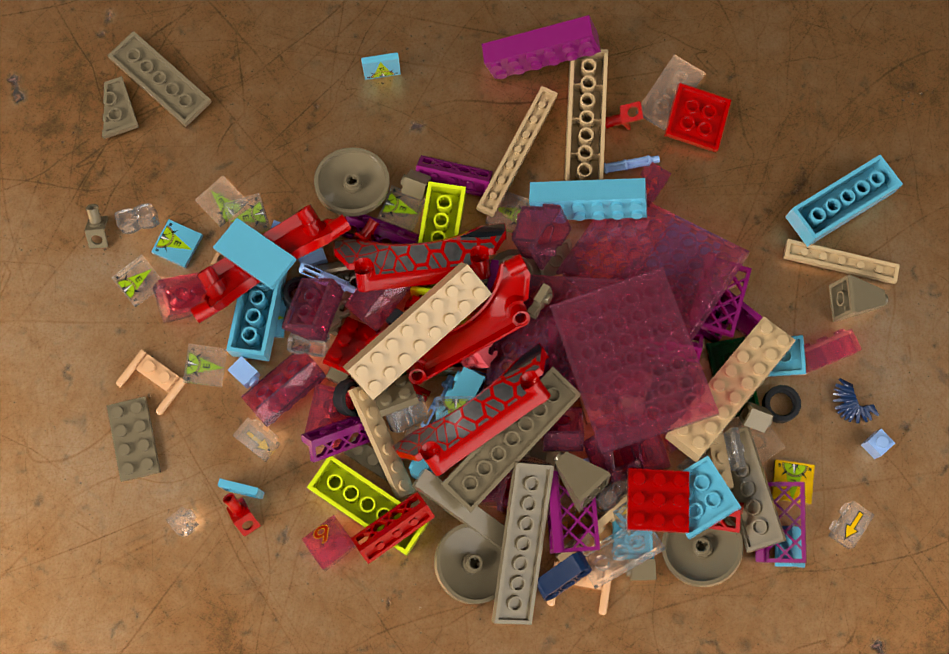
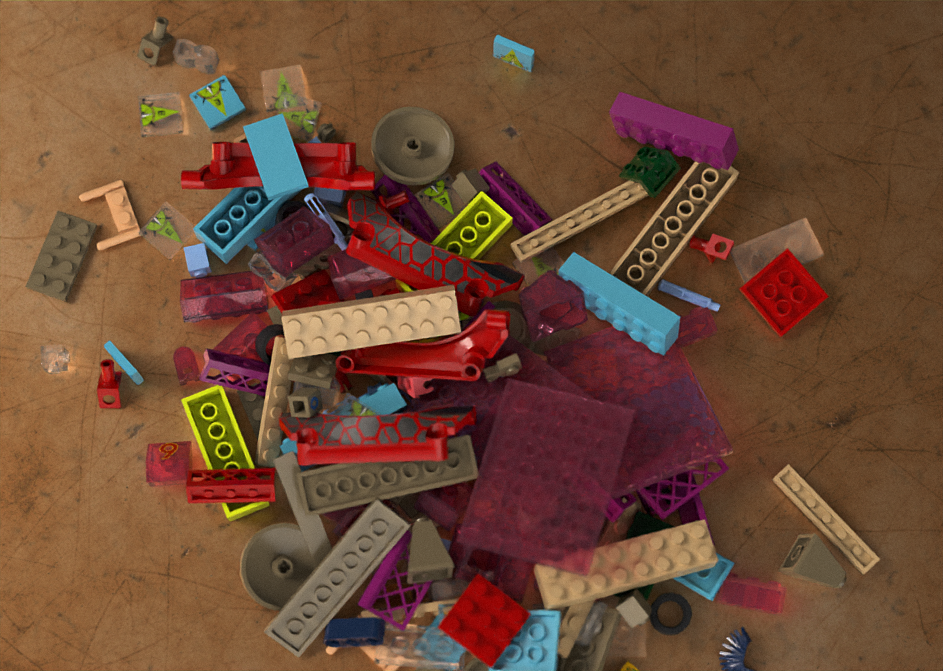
camera: 35 degrees right, 0 degrees up
(177, 296) = (184, 151): clear pink slope -> none
(257, 439) = (168, 327): clear brick -> none
(277, 213) = (326, 132): none -> dark tan plate
(285, 455) = (184, 359): none -> clear pink plate
(407, 425) = (305, 402): none -> dark tan brick
(541, 87) = (651, 169): none -> dark green bracket
(843, 200) = (867, 462): medium azure brick -> none

